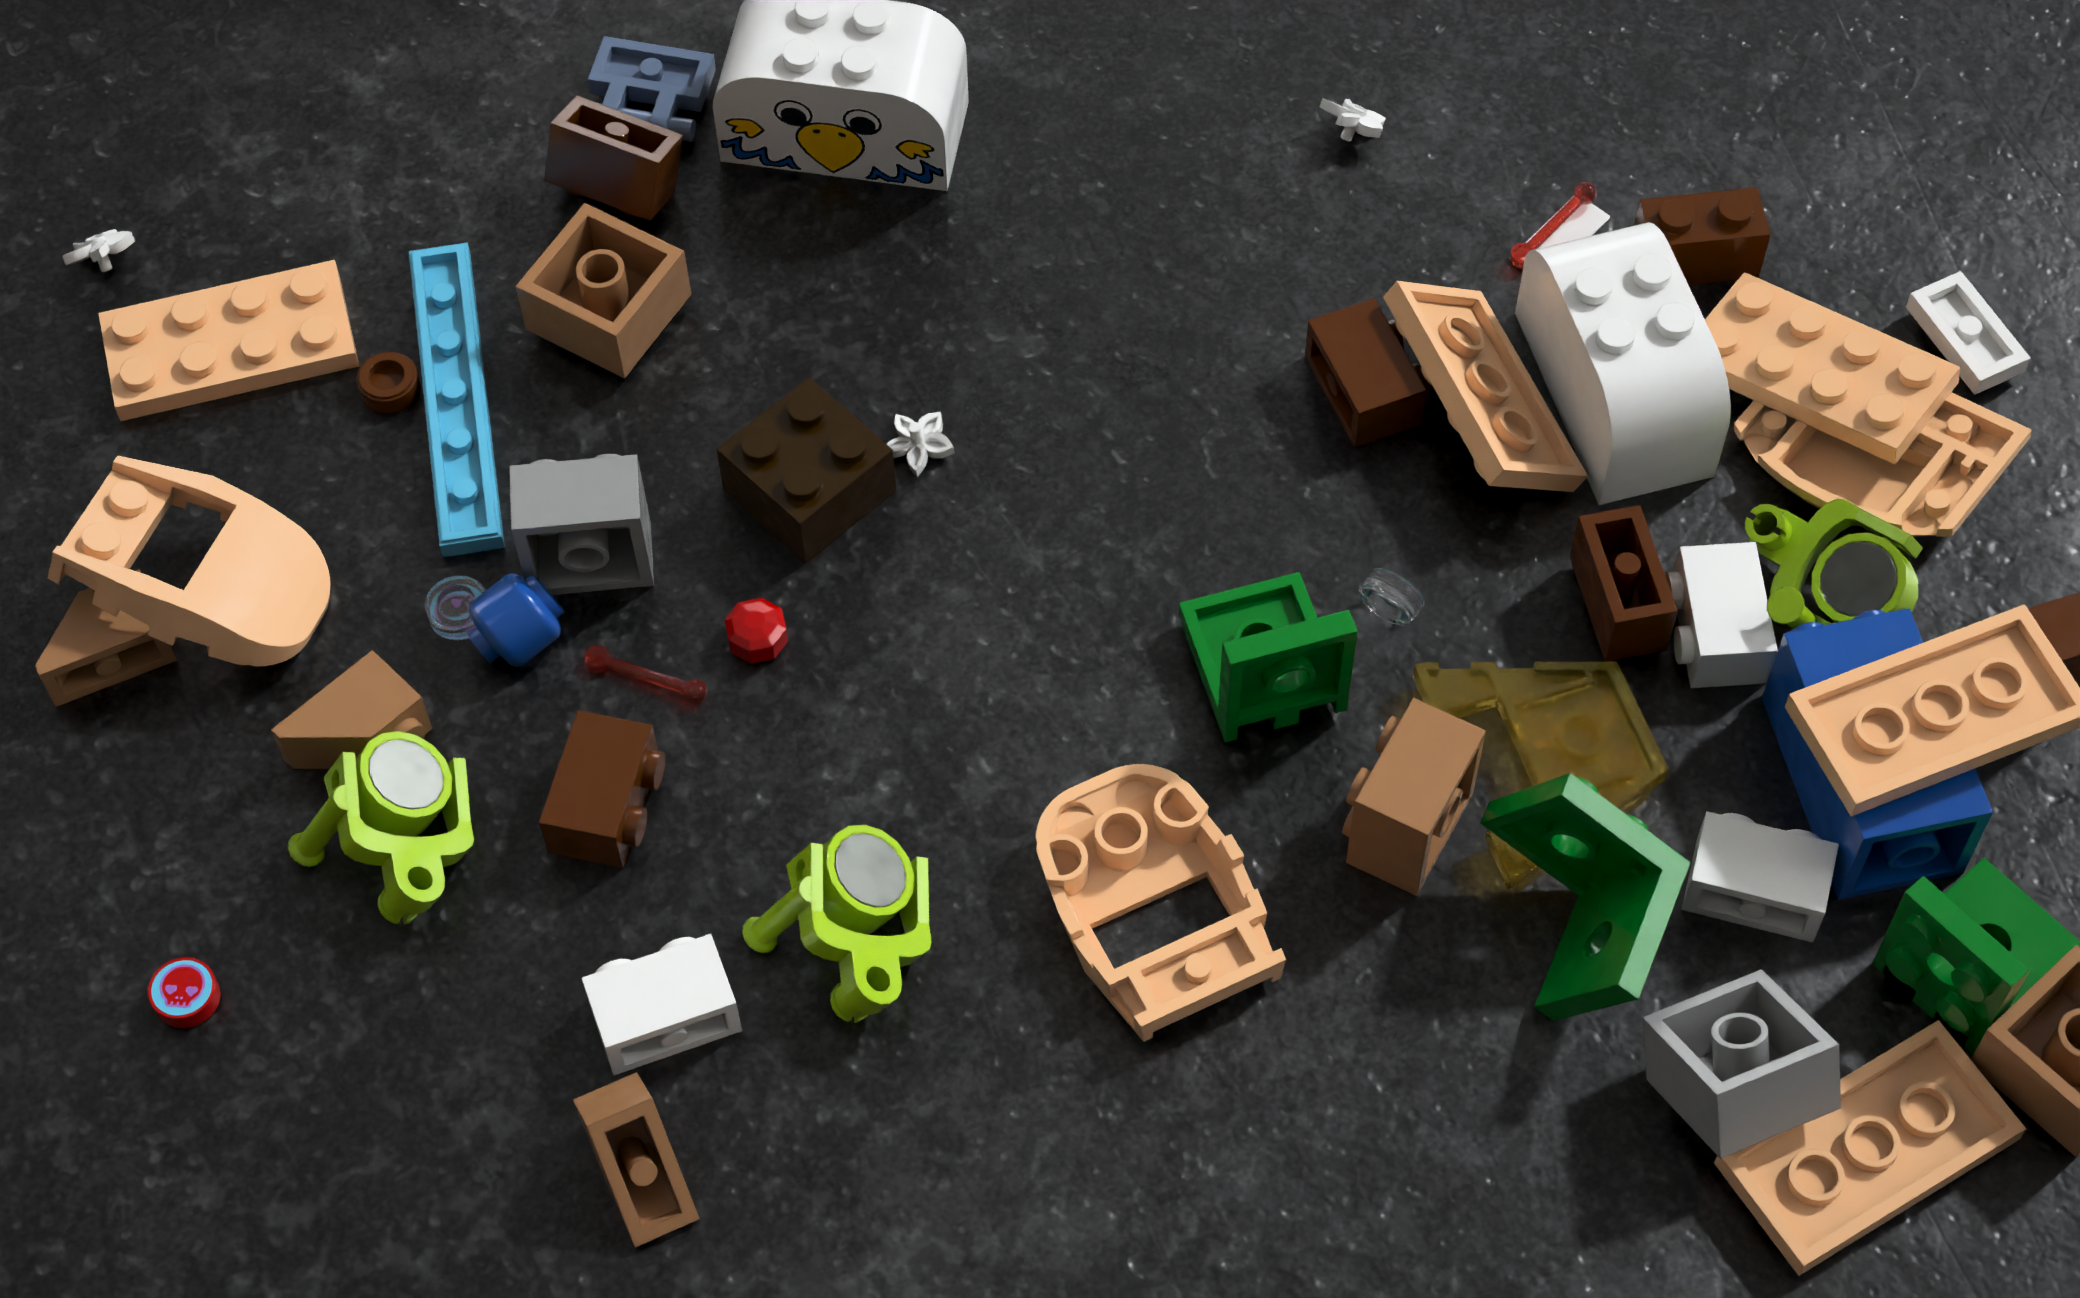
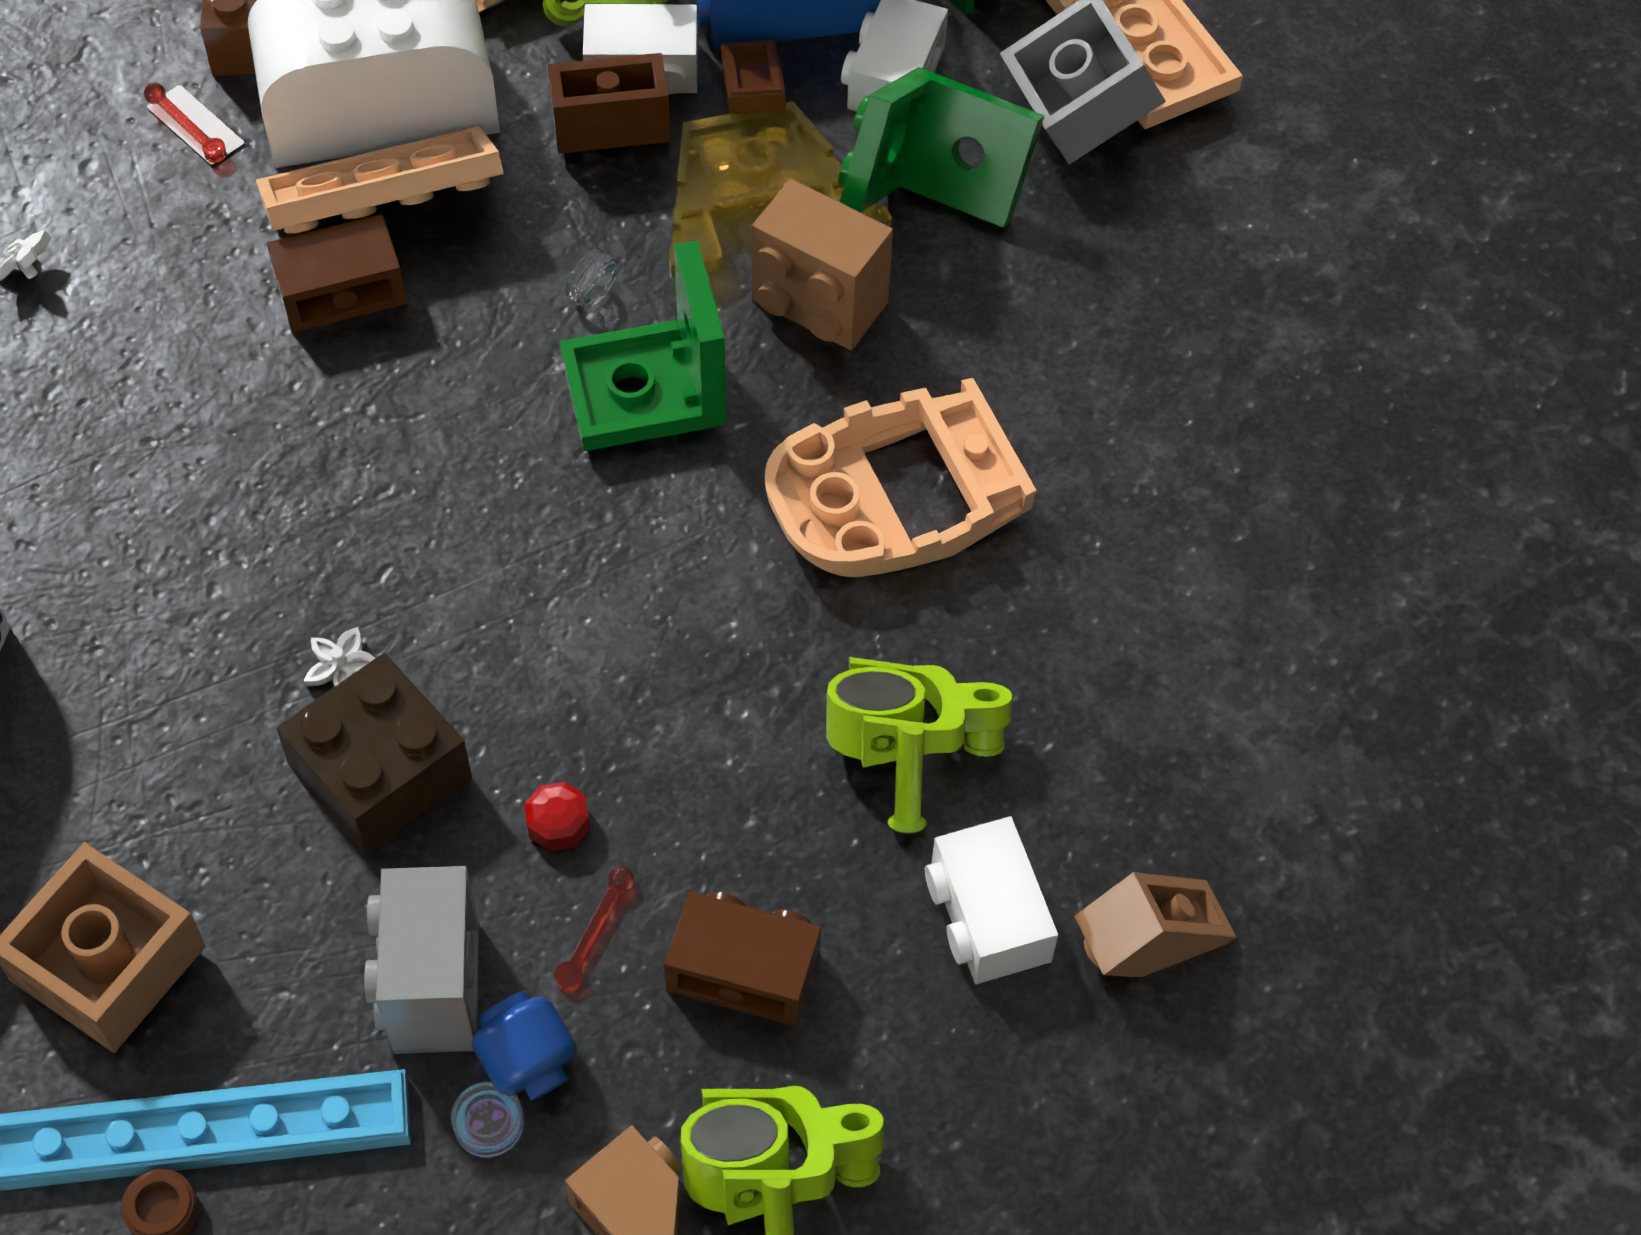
camera: 90 degrees left, 0 degrees up
(1701, 728) = (752, 77): none -> reddish brown tile

